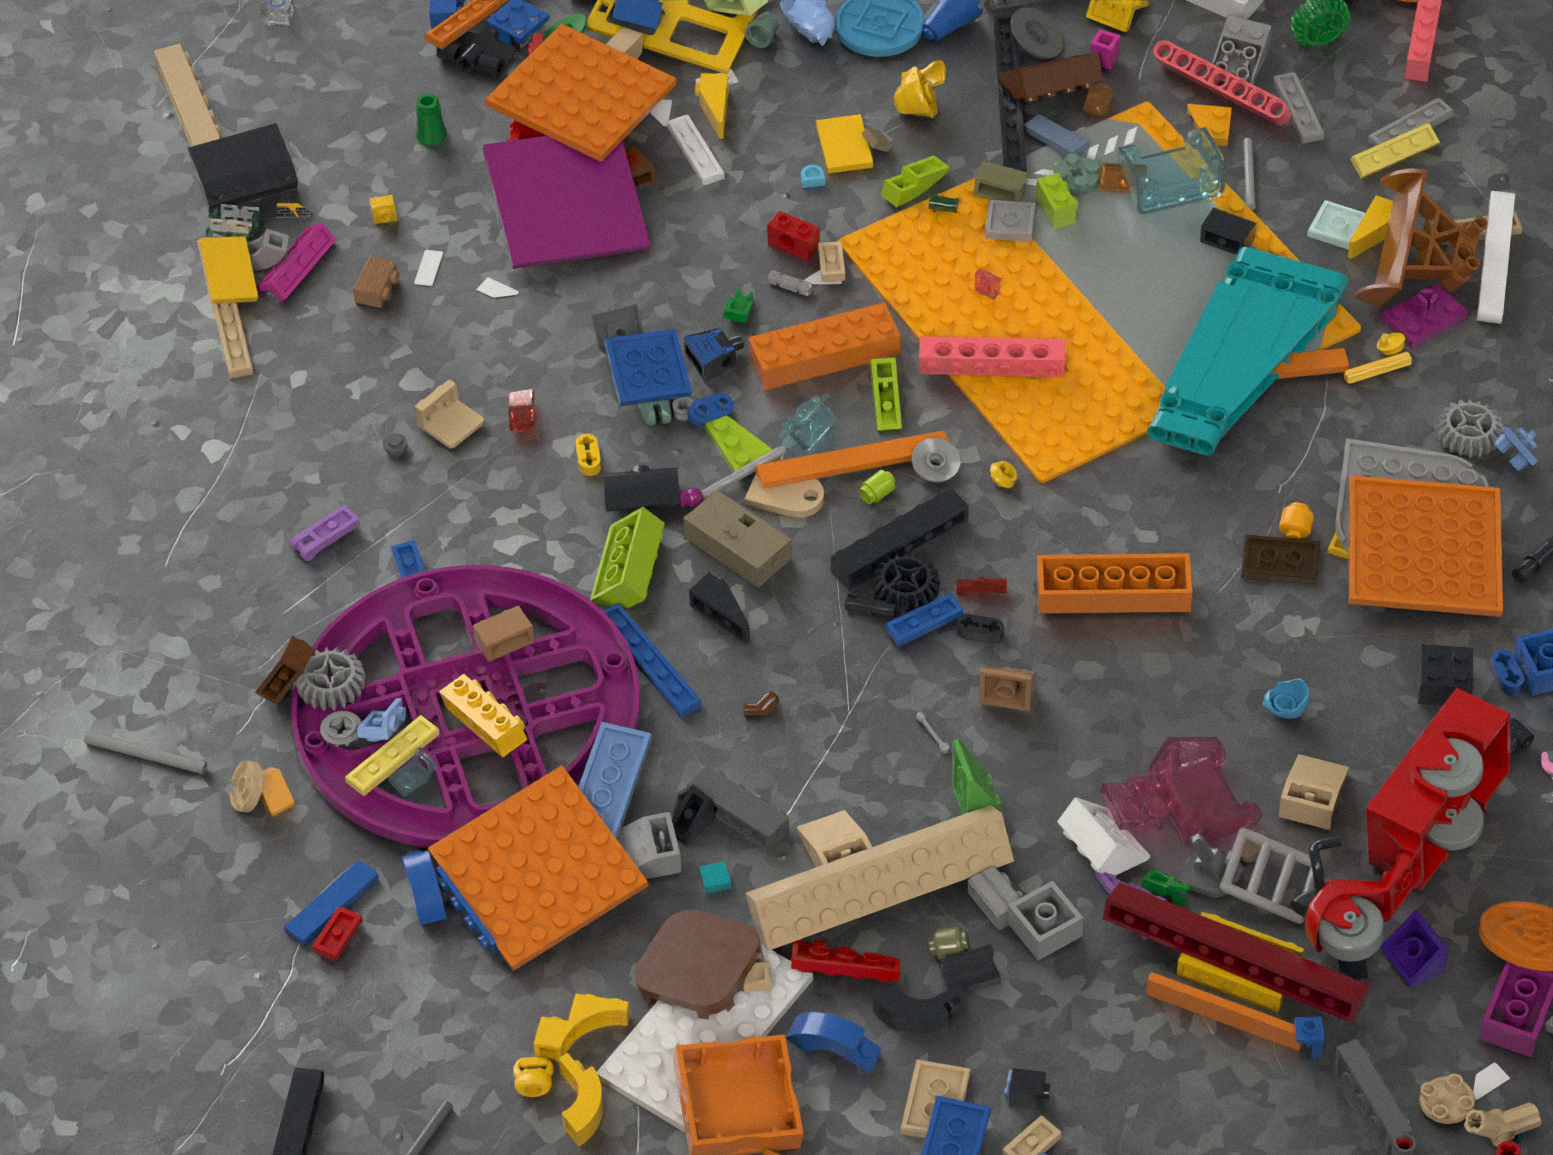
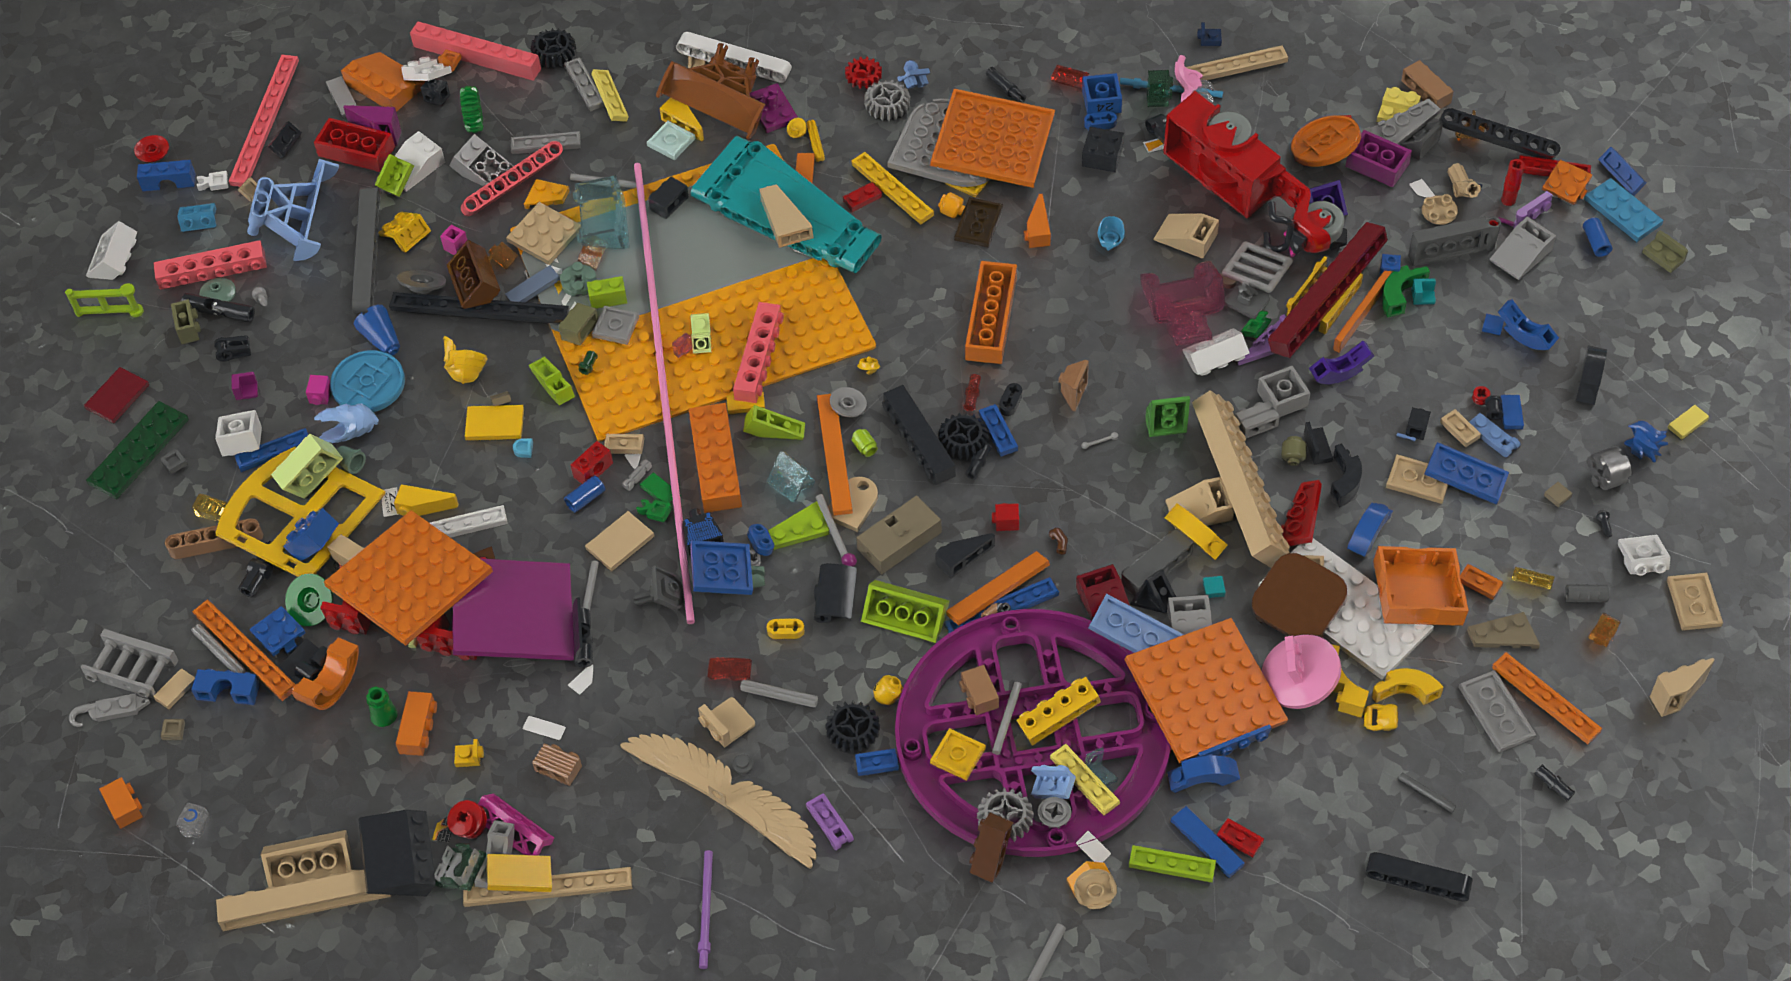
camera: 80 degrees left, 5 degrees up
(157, 448) = (704, 945): none -> medium lavender bar
(235, 100) = (307, 859): none -> tan slope
(295, 218) = (467, 819): none -> red piece
(295, 867) = (1172, 863): none -> lime plate
(305, 782) = (1094, 848): none -> white sticker
(346, 460) = (746, 800): none -> tan piece
(415, 156) = (416, 723): none -> orange brick
(415, 628) = (957, 754): none -> yellow tile
(449, 74) = (332, 679): none -> orange brick
(454, 534) = (844, 734): none -> black gear
(471, 669) = (1006, 718): none -> light grey bar
(496, 462) = (779, 693): none -> light grey axle
(507, 548) = (887, 690): none -> yellow head
(546, 266) = (582, 635): none -> black panel
(580, 967) = (1302, 671): none -> bright pink bracket
(622, 270) = (590, 584): none -> light grey bar
(637, 646) = (996, 608): none -> arm
(674, 648) = (997, 588): none -> orange tile
(675, 755) = (1096, 584): none -> dark red slope
(691, 285) = (619, 541): none -> tan tile
(750, 238) = (584, 494): none -> blue pin
(772, 308) = (657, 488): none -> green tile
(781, 833) = (1196, 531): none -> yellow arch
(785, 643) = (1006, 517): none -> red brick
(911, 358) = (743, 407): none -> yellow tile
(968, 269) = (664, 398): none -> bright pink piece
(1005, 303) = (701, 333): none -> yellowish green slope
(1106, 986) = (1344, 367): none -> dark purple arch
(1141, 124) = (544, 233): none -> tan plate
(1205, 335) = (784, 217): none -> tan slope
(1275, 1046) = (1393, 299): none -> green arch
(1276, 1085) = (1423, 291): none -> teal panel
(1287, 619) = (1038, 228): none -> orange slope
(1292, 430) = (862, 197): none -> red plate
(1312, 457) = (892, 188): none -> yellow plate
(1458, 81) = (552, 44): none -> black gear
(1514, 396) = (861, 72): none -> red gear

